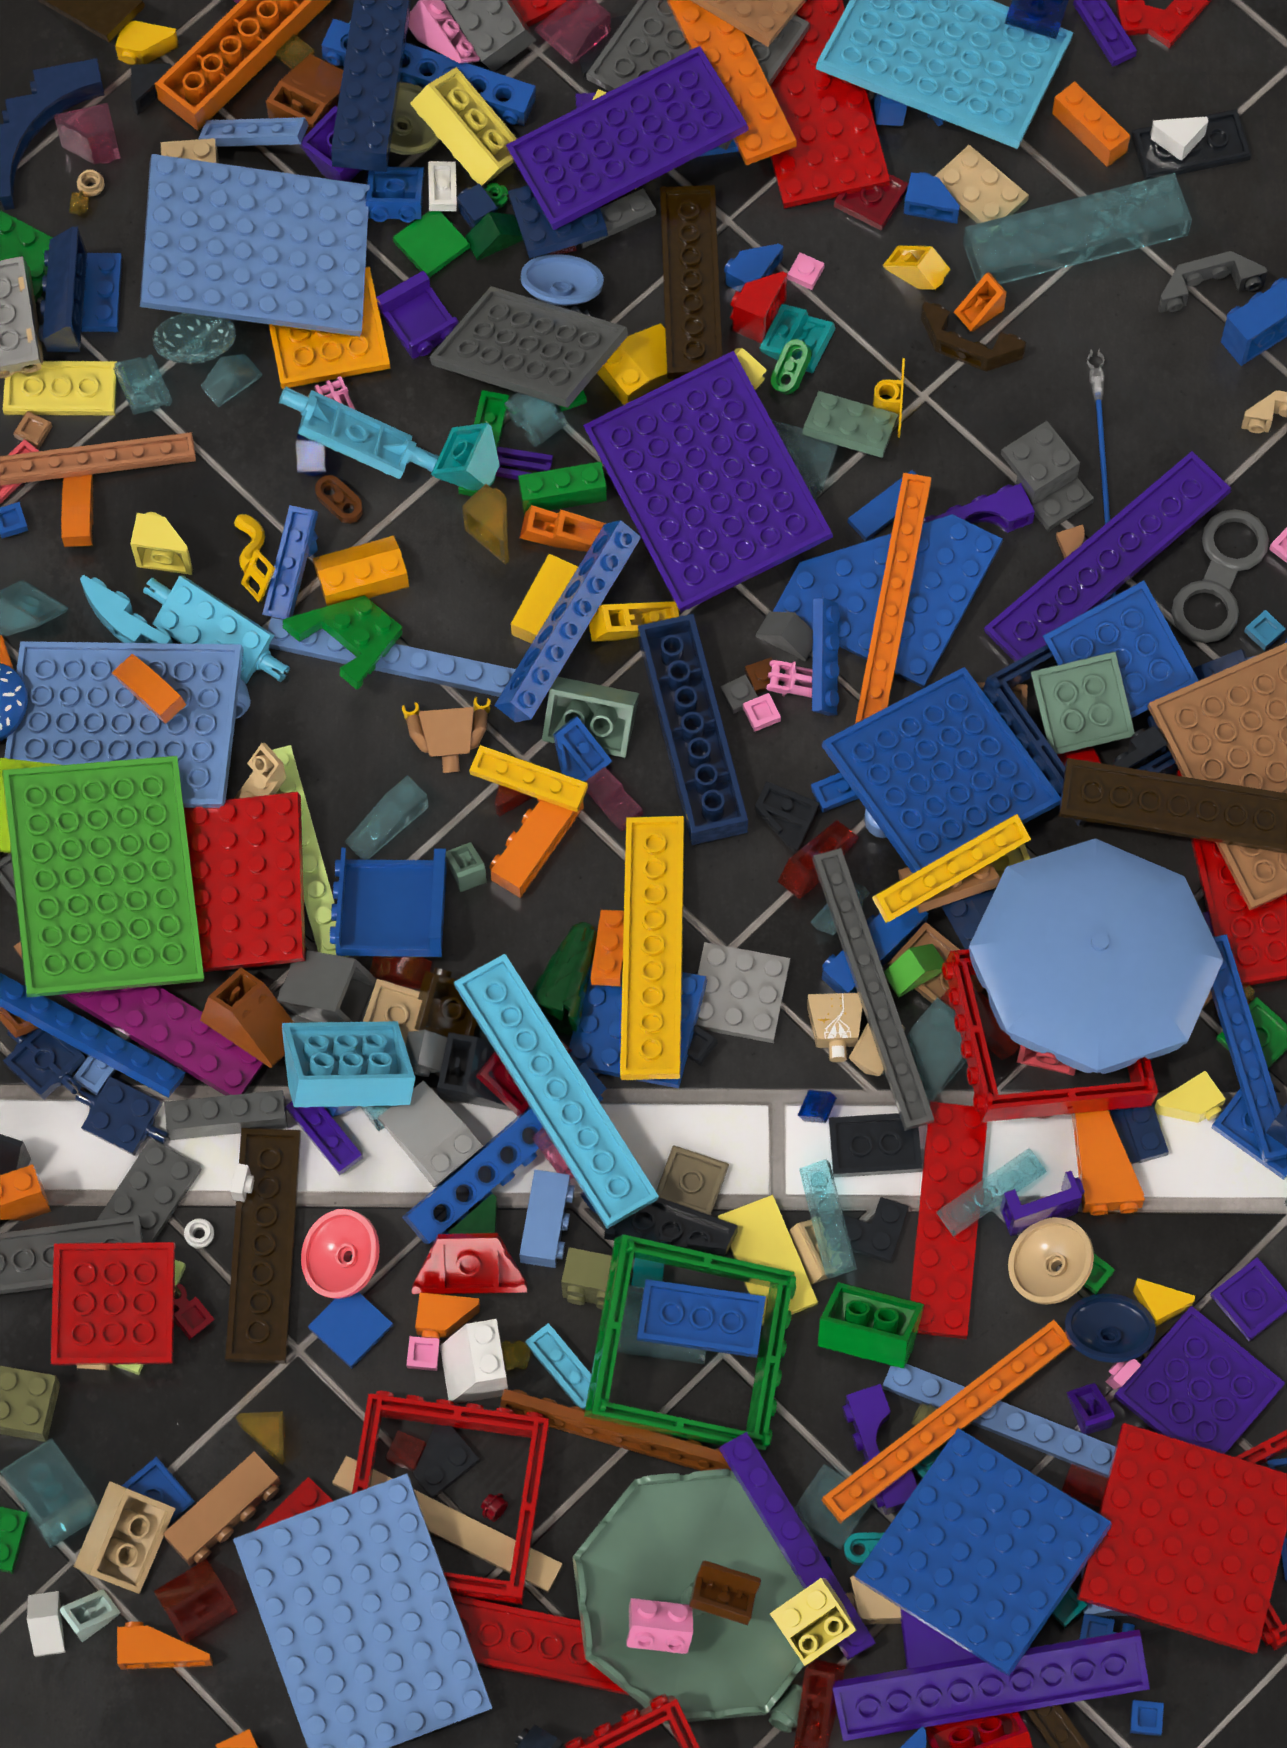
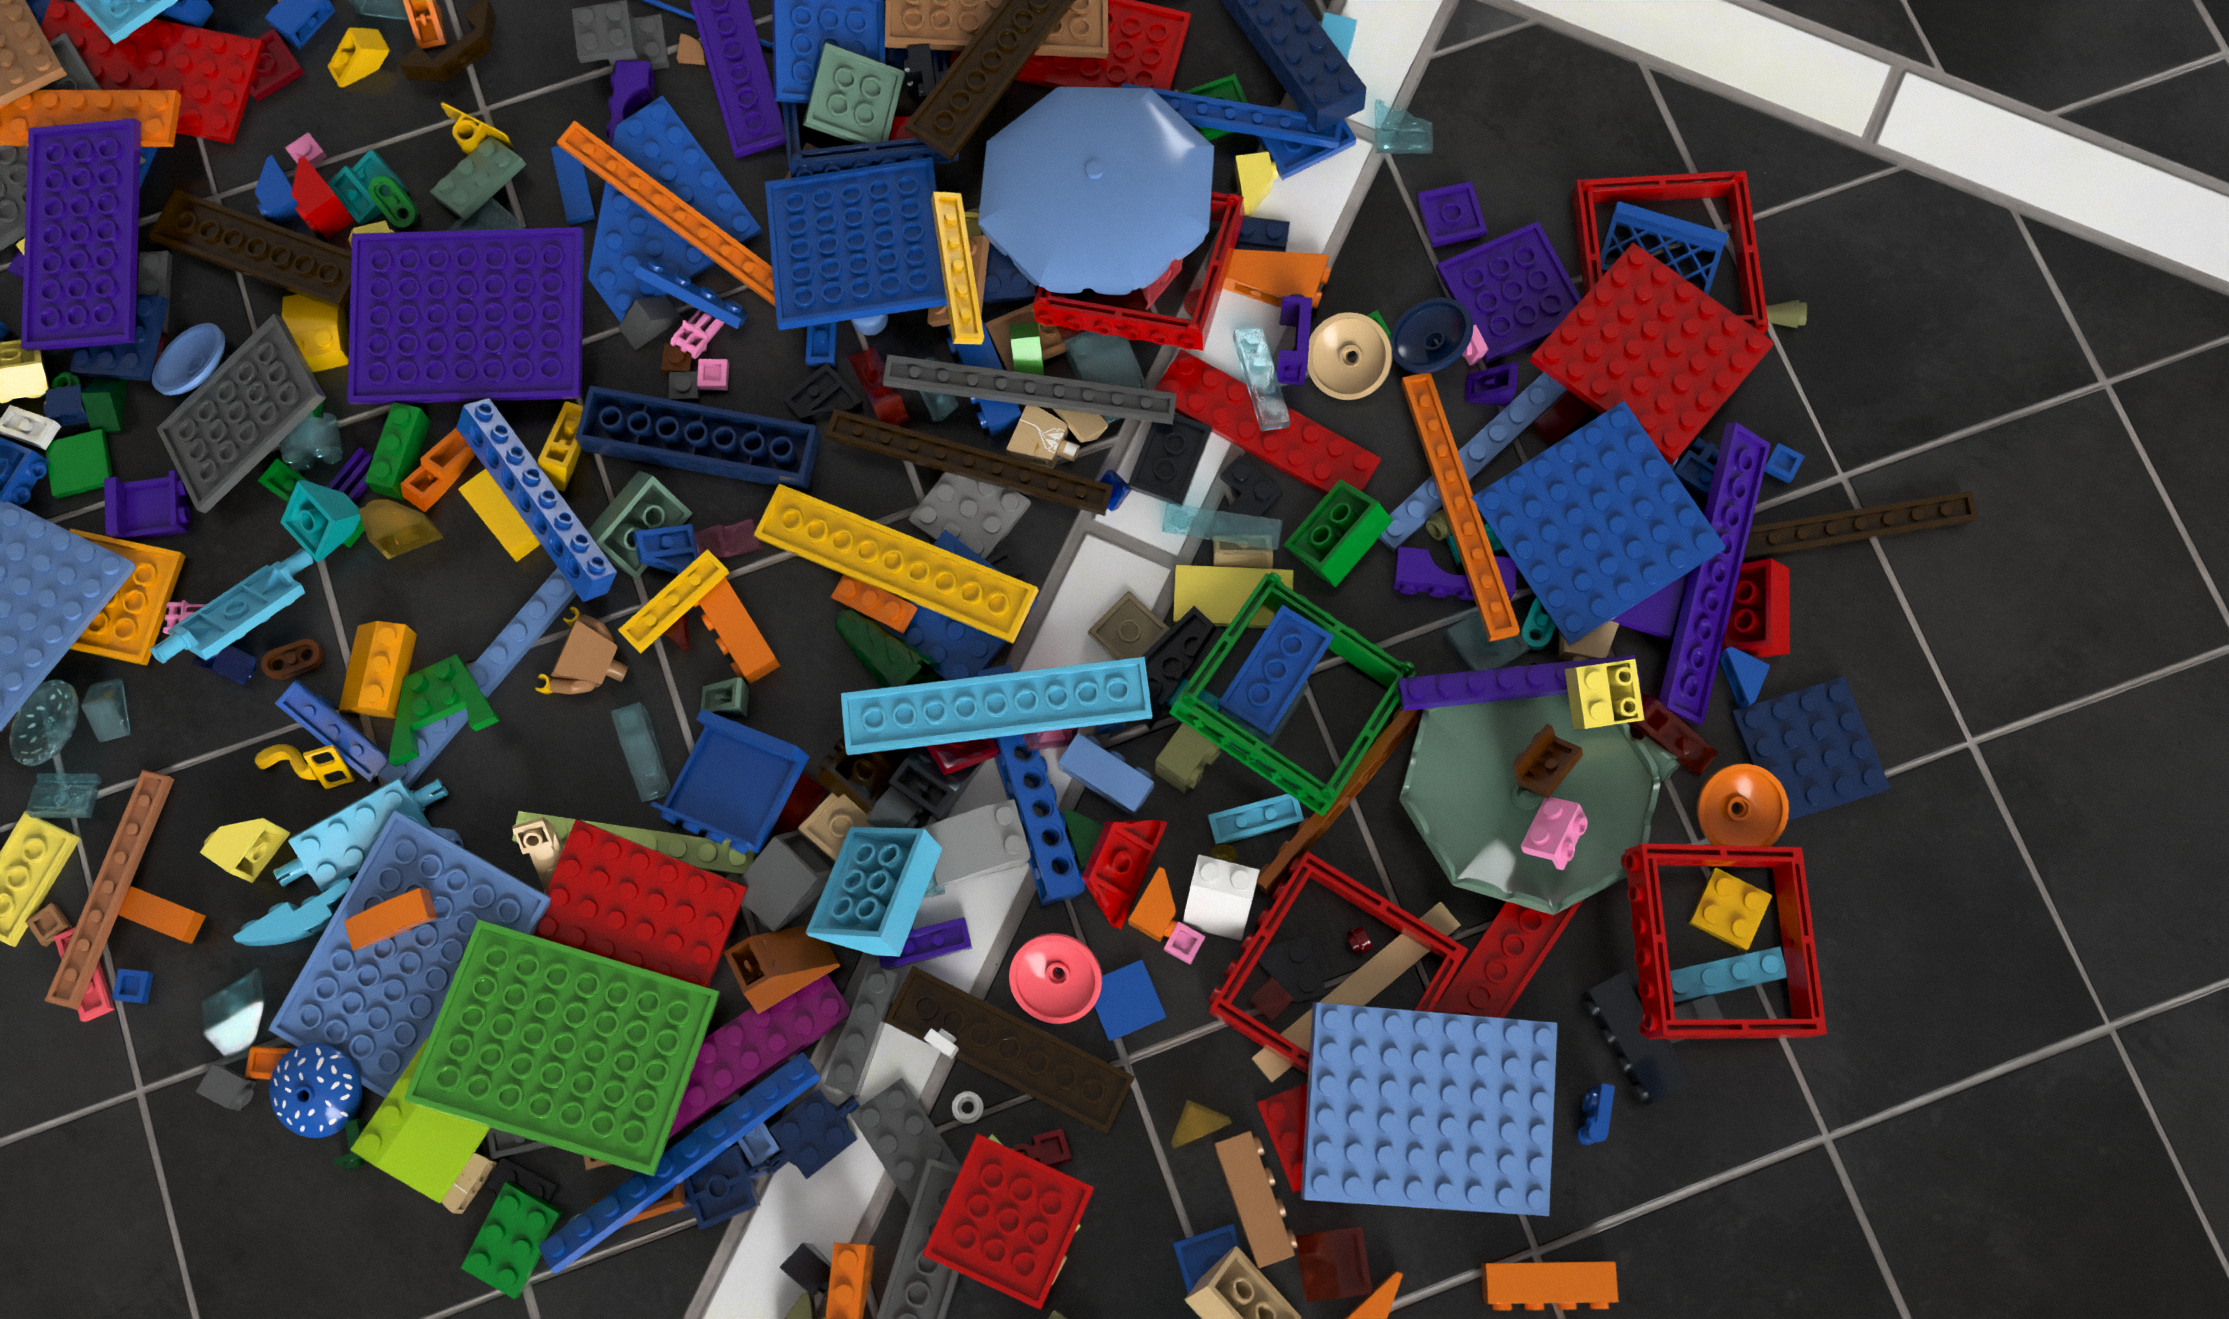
camera: 65 degrees left, 5 degrees up
(780, 969) = (969, 462): none -> dark brown plate
(1162, 1301) = (1422, 286): yellow slope -> none

